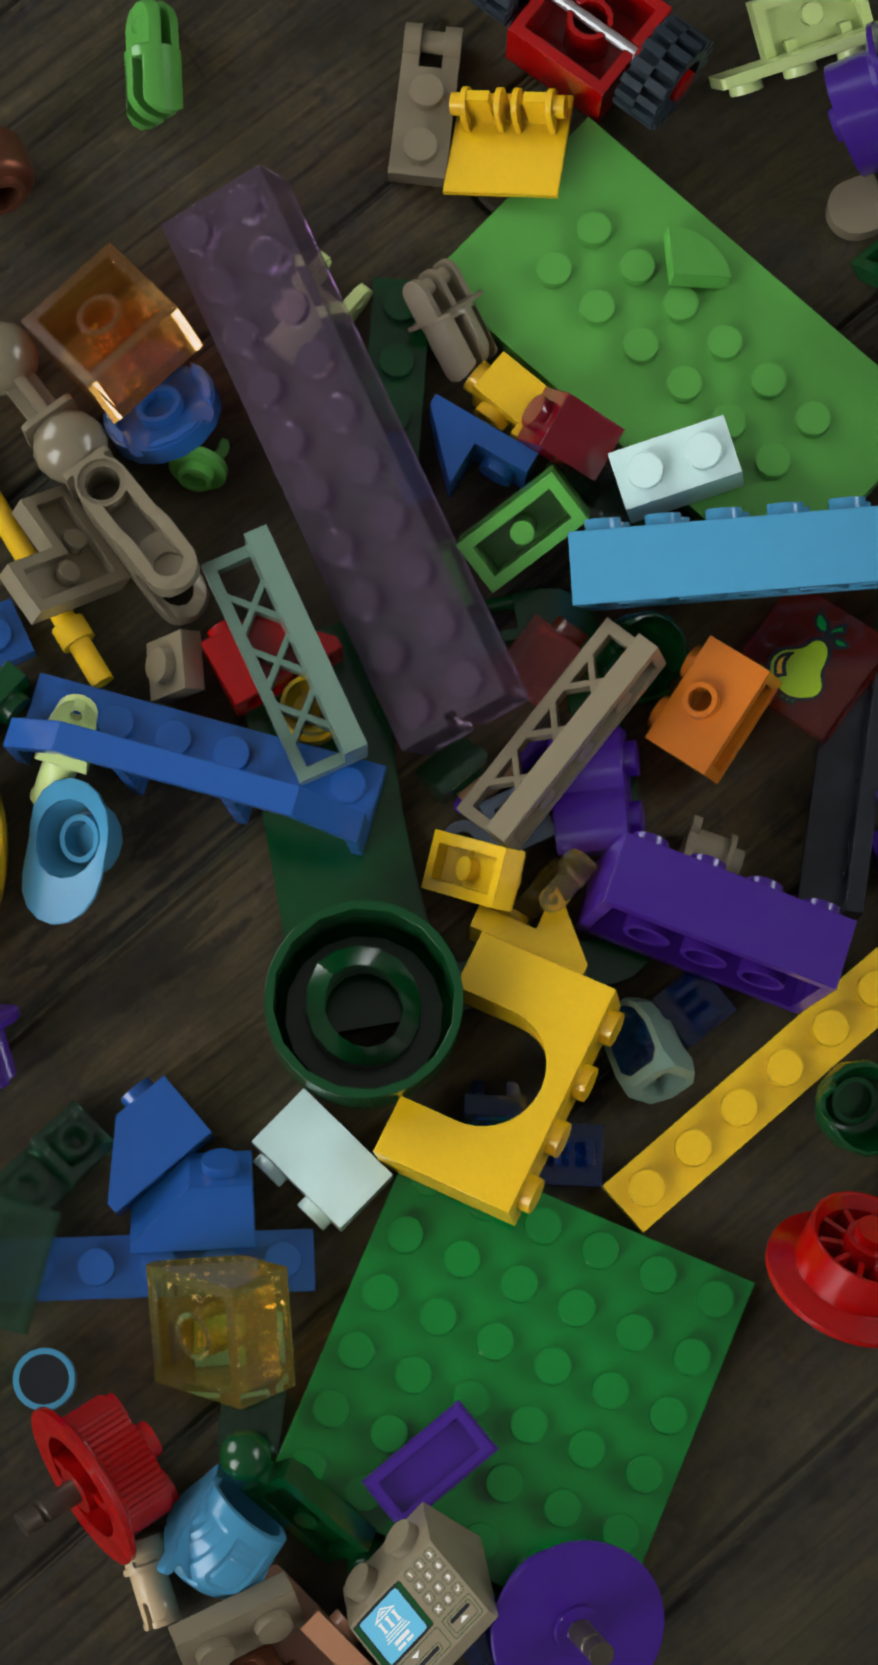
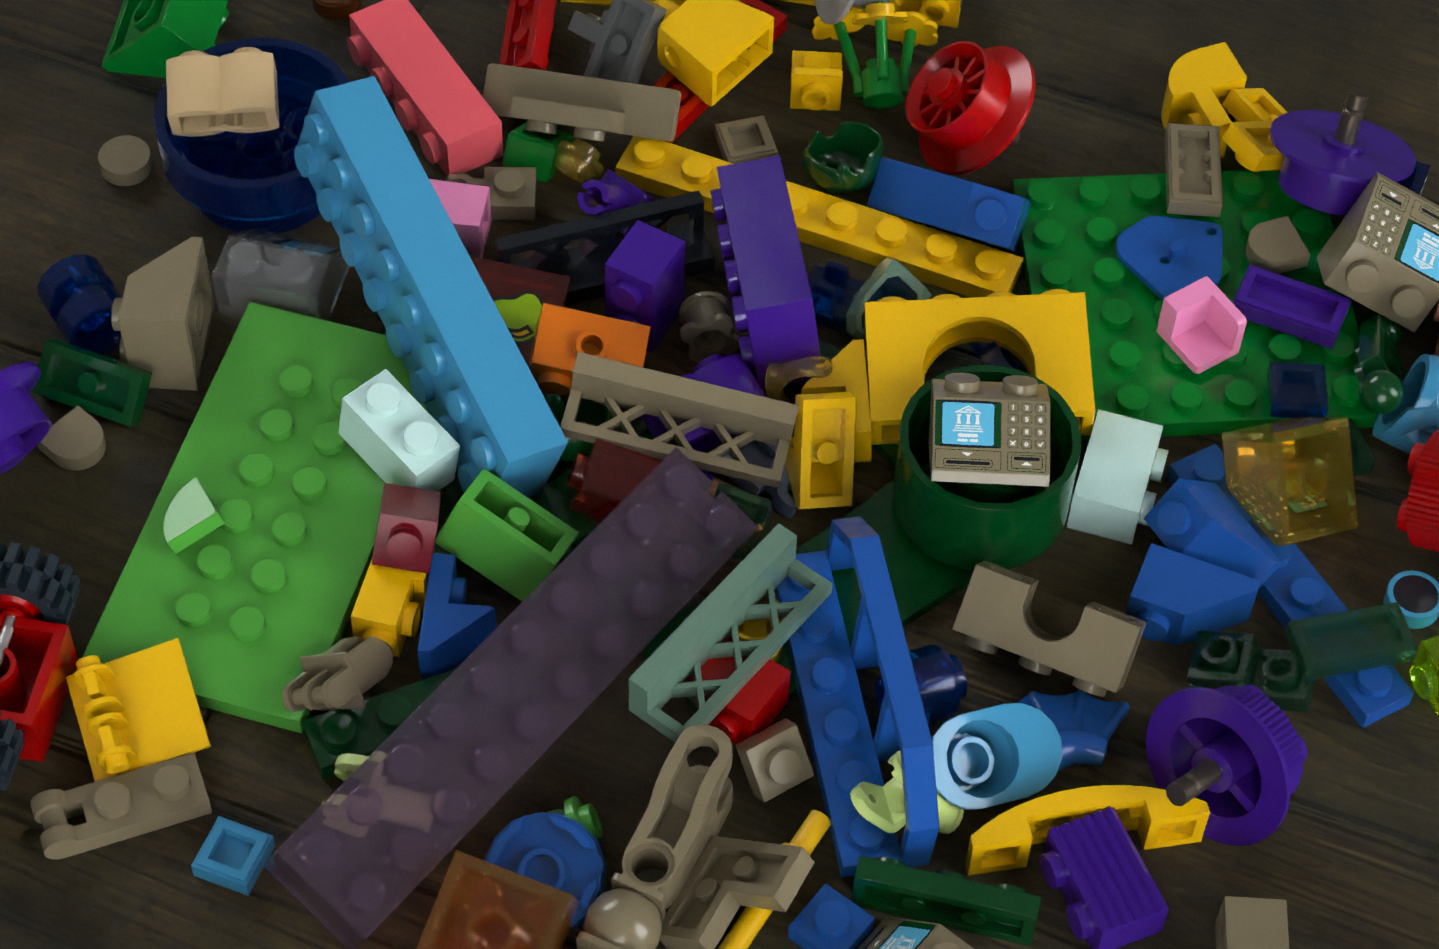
camera: 115 degrees left, 25 degrees down
(86, 957) = (1082, 724): none -> blue arm
(138, 1006) = (1000, 615): none -> dark tan arch
(181, 835) = (939, 681): none -> clear blue head
(322, 1402) = (1297, 390): none -> clear blue tile
(329, 177) = (233, 855): none -> dark azure tile
(356, 989) = (989, 431): none -> dark tan slope
(440, 1342) = (1201, 325): none -> bright pink panel
(512, 1498) = (1276, 246): none -> dark tan tile
(564, 1403) = (1178, 242): none -> blue piece
(653, 1468) = (1193, 170): none -> dark tan plate
(695, 1613) = (1249, 134): none -> yellow plate
(736, 1188) = (949, 203): none -> blue slope
(765, 798) = (646, 280): none -> dark purple brick
(785, 1560) = (1199, 87): none -> yellow brick

